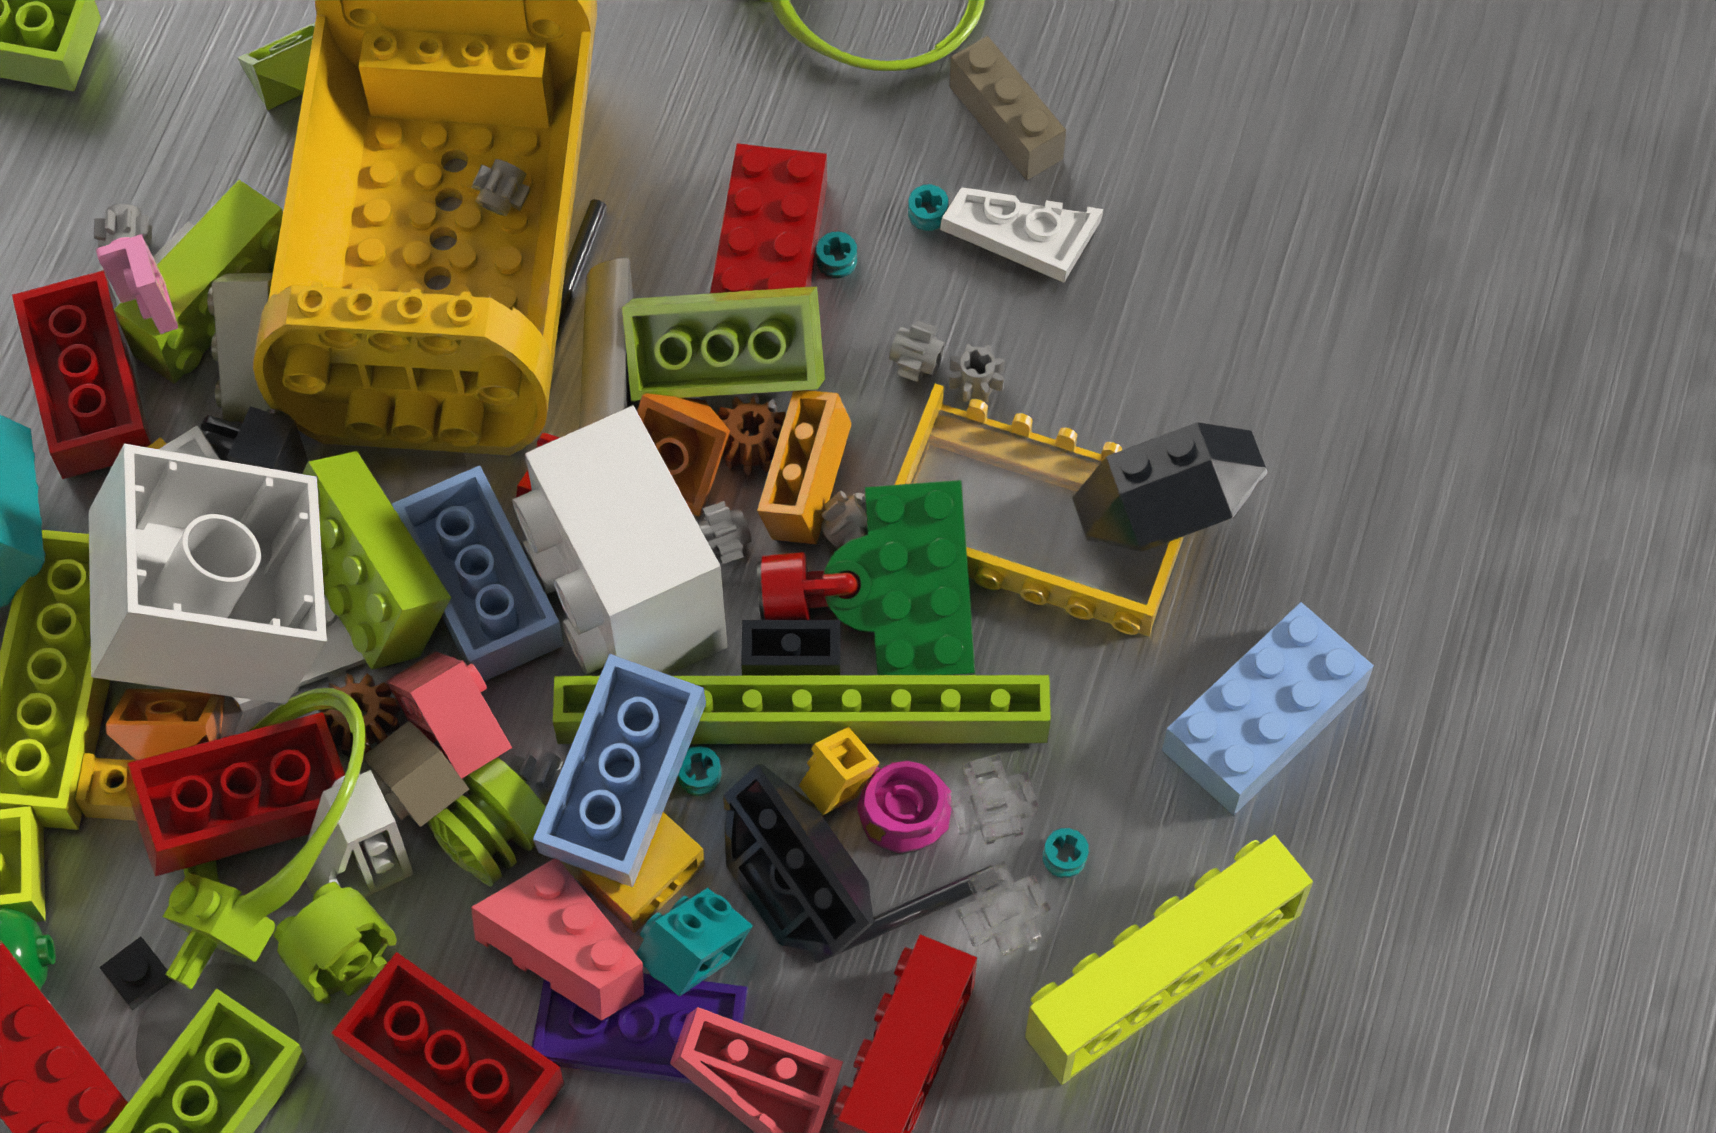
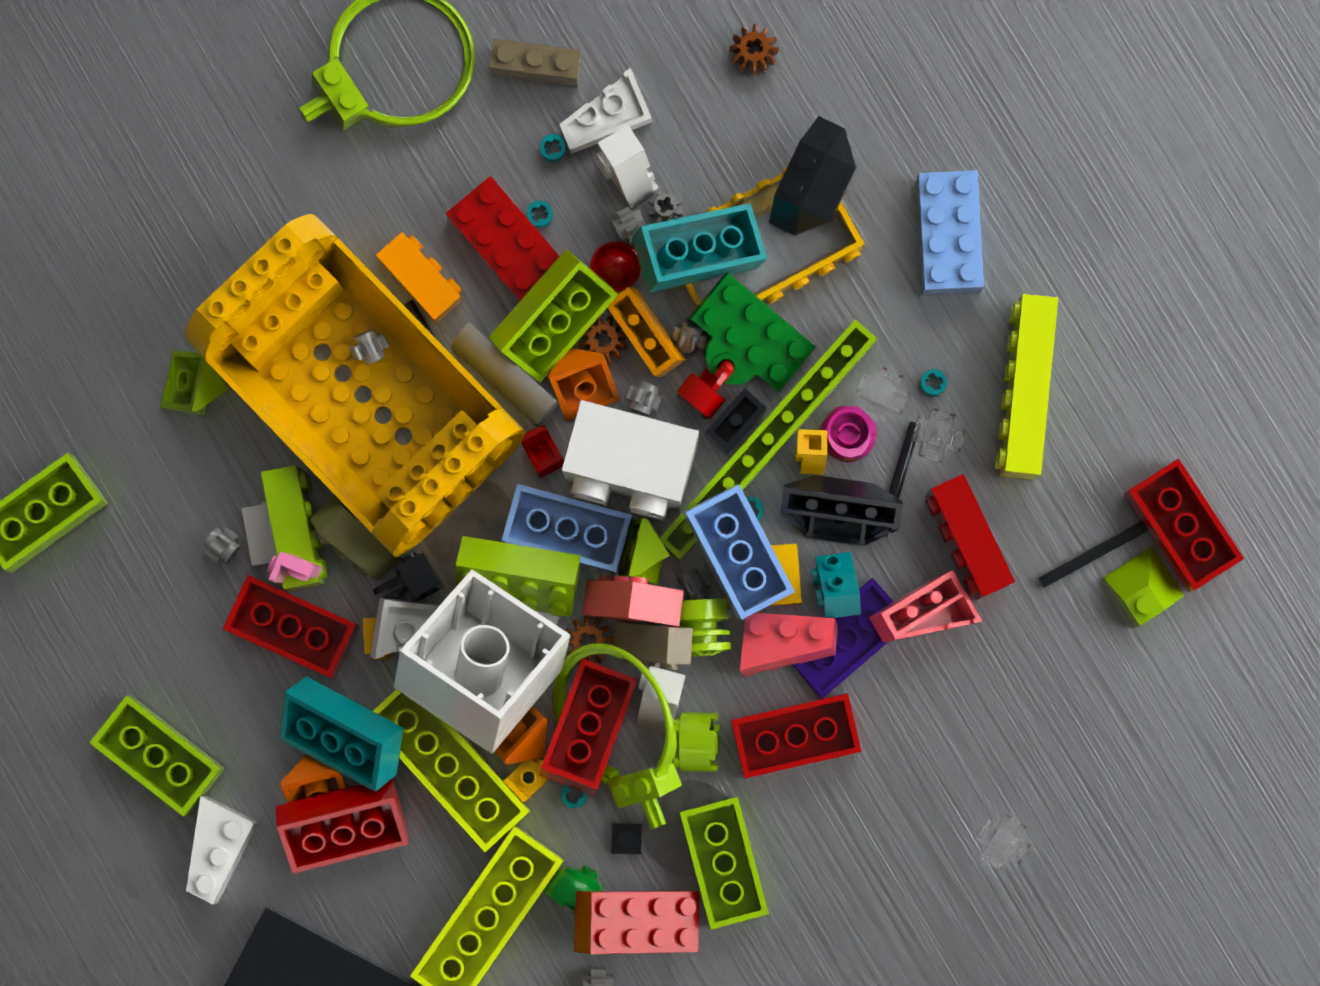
camera: 45 degrees left, 20 degrees up
(138, 877) = (581, 800): none -> teal bush
(523, 678) = (643, 552): none -> lime slope
(640, 188) = (420, 276): none -> light orange brick
(859, 376) = (616, 264): none -> red hat
(961, 428) = (699, 247): none -> teal brick
(981, 275) = (626, 163): none -> white wedge
(1259, 316) = (758, 59): none -> dark orange gear

